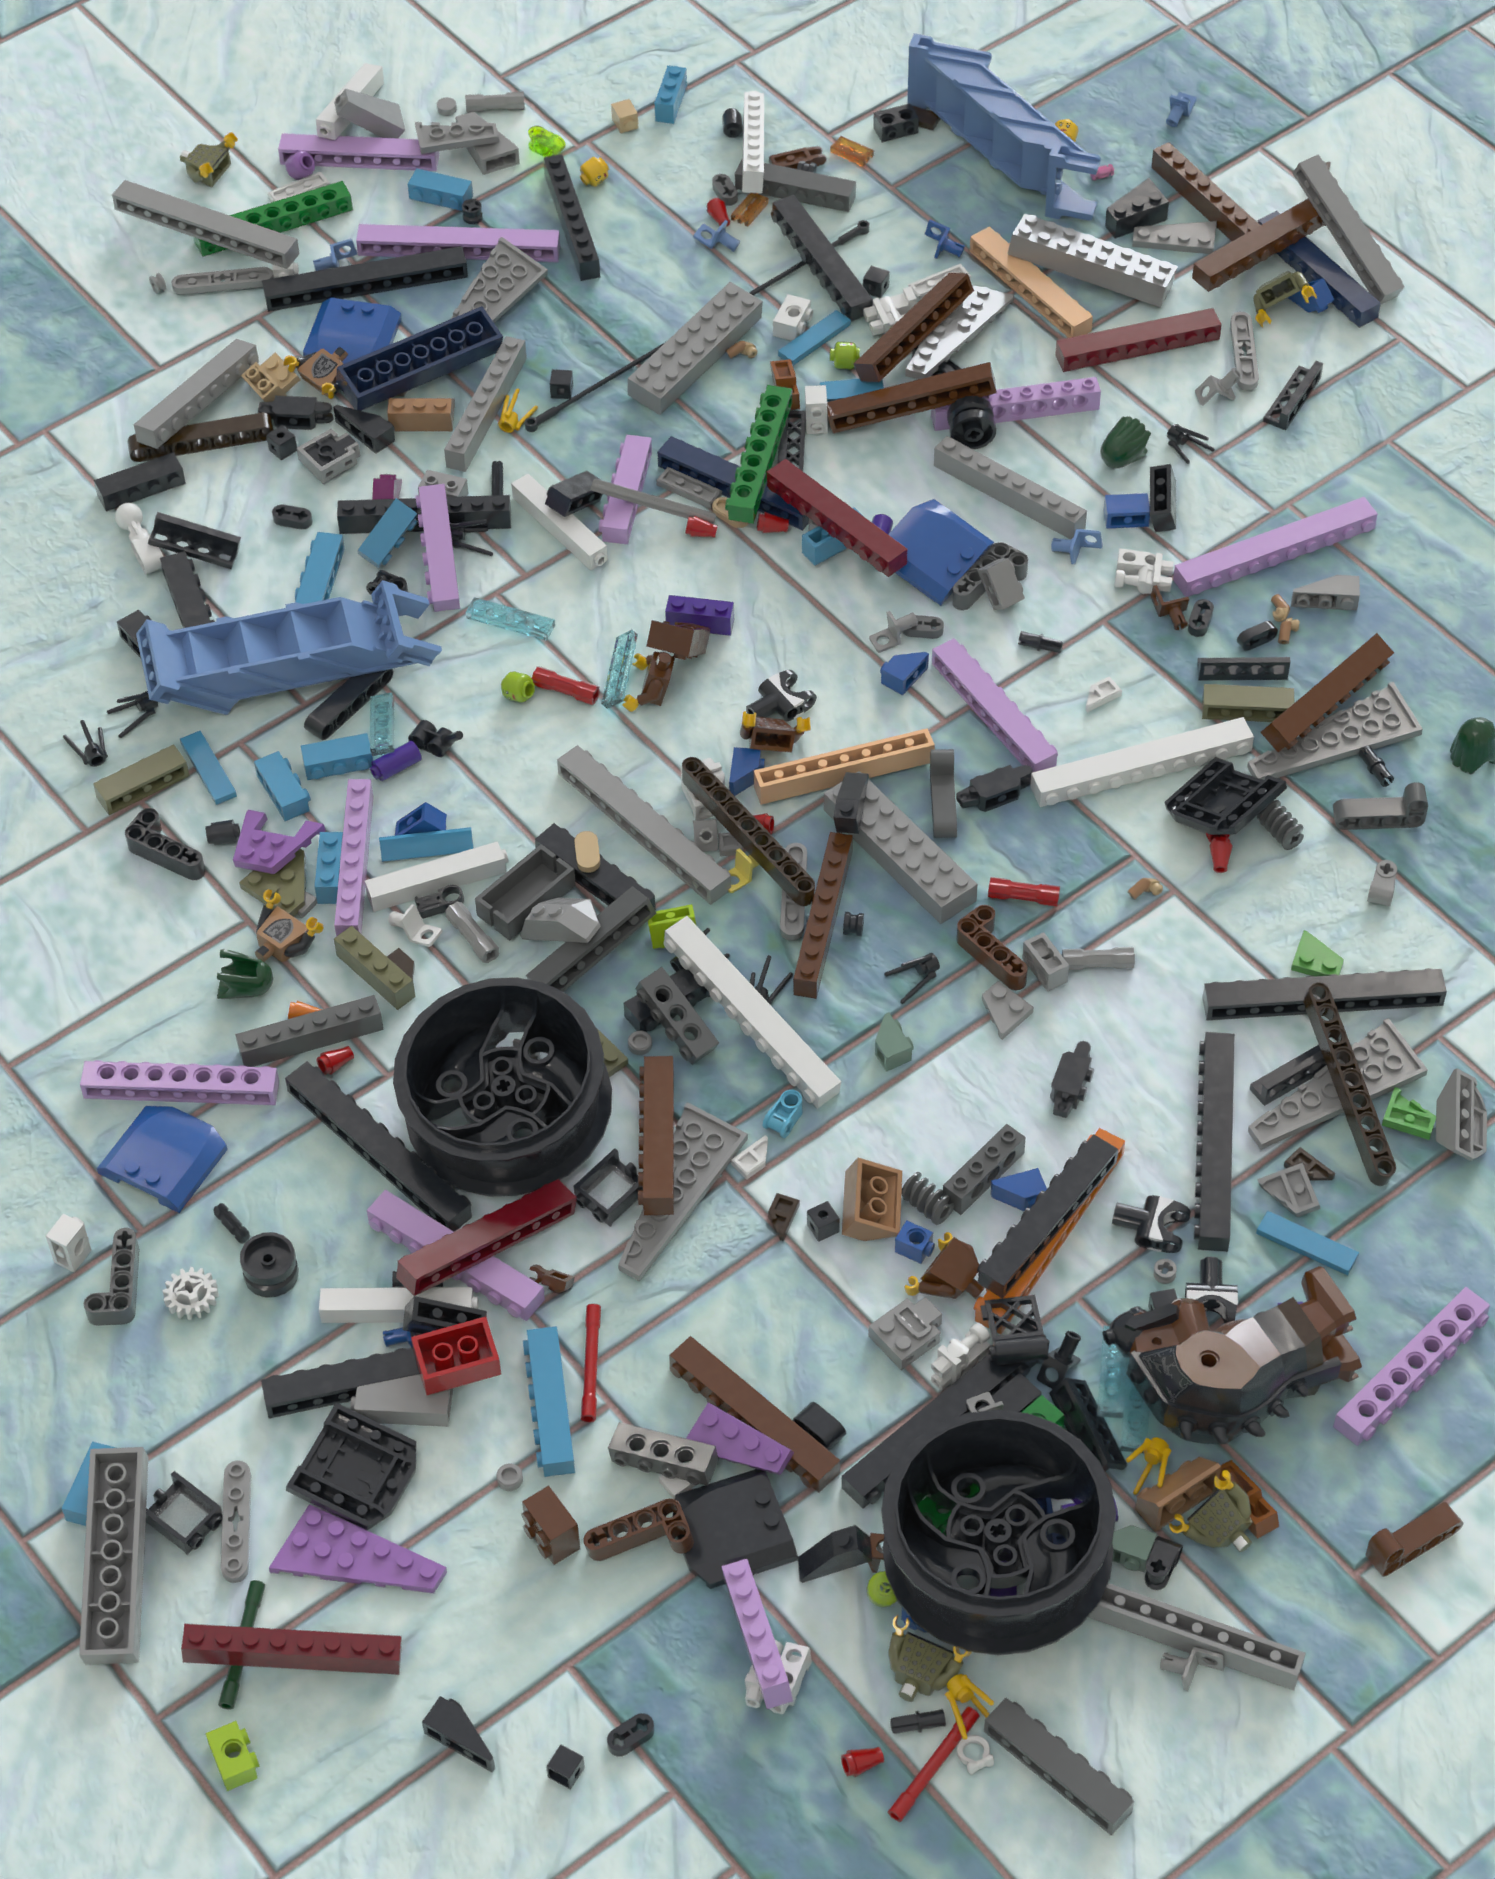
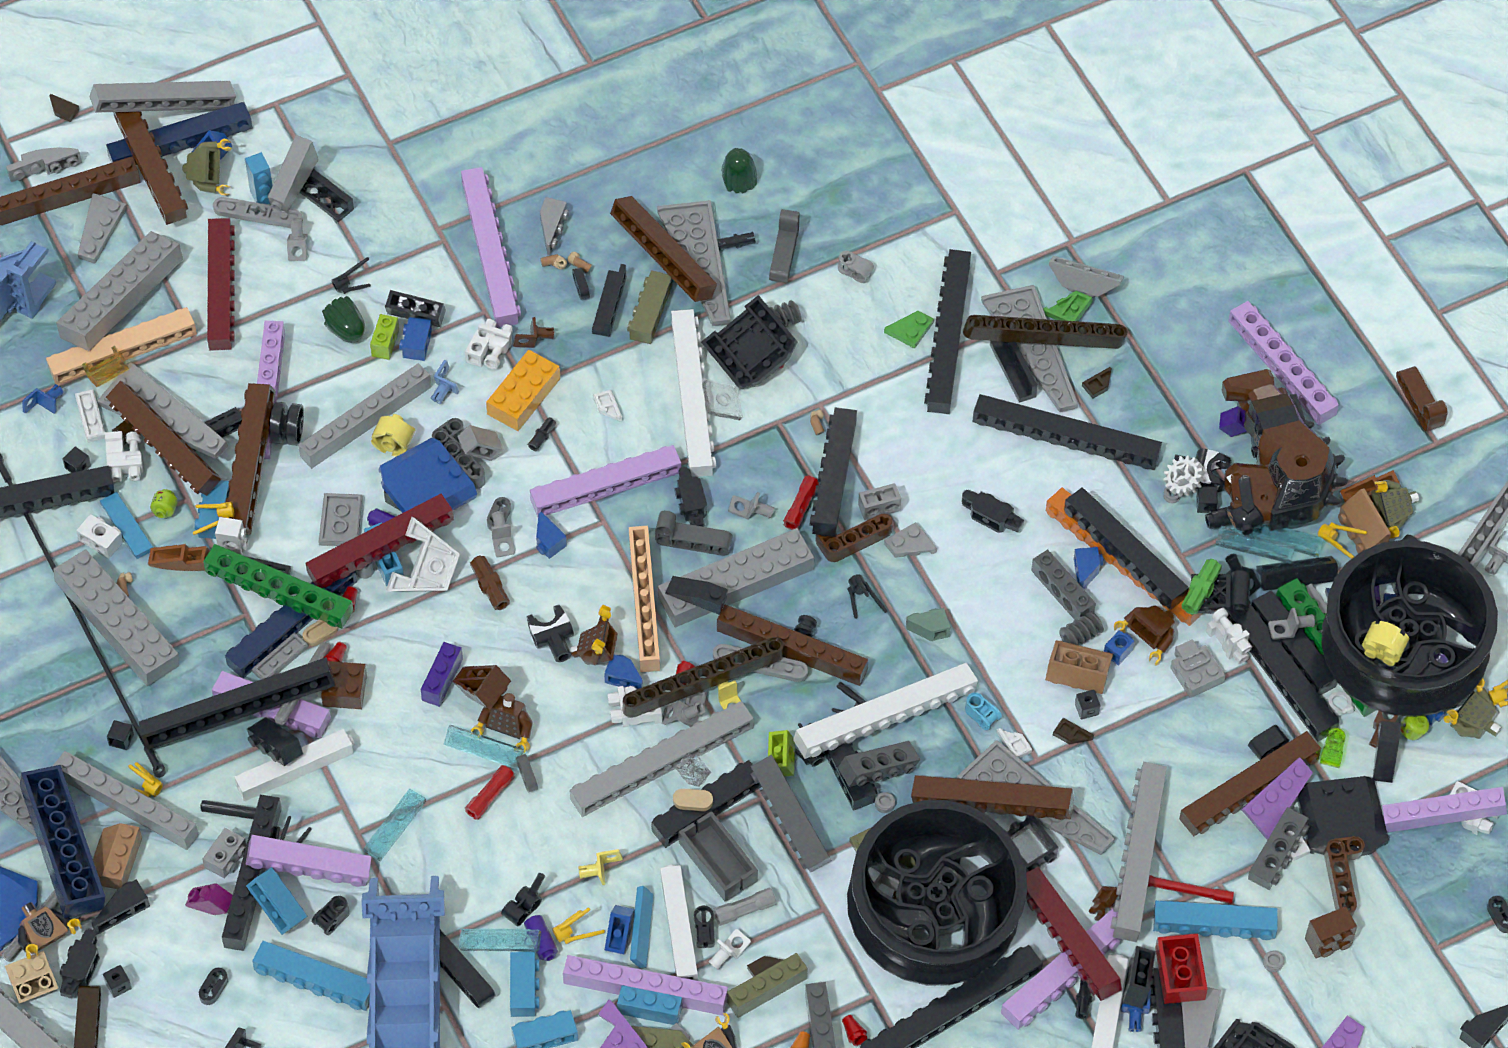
camera: 80 degrees left, 5 degrees up
(329, 454) = (148, 941): piece -> none
(409, 780) = (563, 931): none -> yellow plant
(492, 794) = (598, 867): none -> light yellow bracket
(517, 687) = (482, 829): lime head -> none
(561, 921) = (764, 827): light grey wedge -> none
(593, 708) = (526, 773): none -> dark grey beam
(608, 451) = (236, 703): none -> black brick
(621, 1297) = (1139, 851): none -> light grey brick
(637, 844) = (693, 770): none -> clear brick
(664, 539) = (349, 688): none -> reddish brown brick
(825, 1501) = (1333, 750): none -> clear neon green piece
(829, 634) = (489, 583): none -> reddish brown piece
(830, 574) = (433, 564): none -> white wing
(840, 391) = (223, 510): none -> yellow plant
(877, 497) = (340, 518): none -> light grey tile
(924, 1467) = (1385, 642): none -> light yellow brick
(986, 510) = (392, 435): none -> light yellow brick
(992, 277) = (107, 369): none -> clear yellow panel
(1002, 845) = (750, 507): none -> light grey bracket
(1011, 1301) = (1201, 586): none -> bright green piece
(1070, 908) = (834, 472): none -> black brick
(1090, 612) = (523, 390): none -> light orange brick
(1117, 480) = (384, 336): none -> lime brick
(1117, 958) = (880, 463): light grey axle -> none
(1138, 208) = (58, 239): black wedge -> none
(1139, 789) = (722, 400): none -> clear tile
(1151, 1221) = (1130, 491): black connector -> none
(1184, 1268) = (1184, 476): none -> white gear
(1204, 619) = (548, 316): black beam -> none
(1220, 852) = (797, 363): red cone -> none
(1242, 176) = (48, 159): none -> light grey slope
(1275, 331) = (259, 177): none -> dark azure brick
(1292, 1190) = (1120, 395): light grey wing -> none
(1293, 354) = (293, 173): none -> light grey slope
(1307, 1243) = (1165, 400): dark azure tile -> none

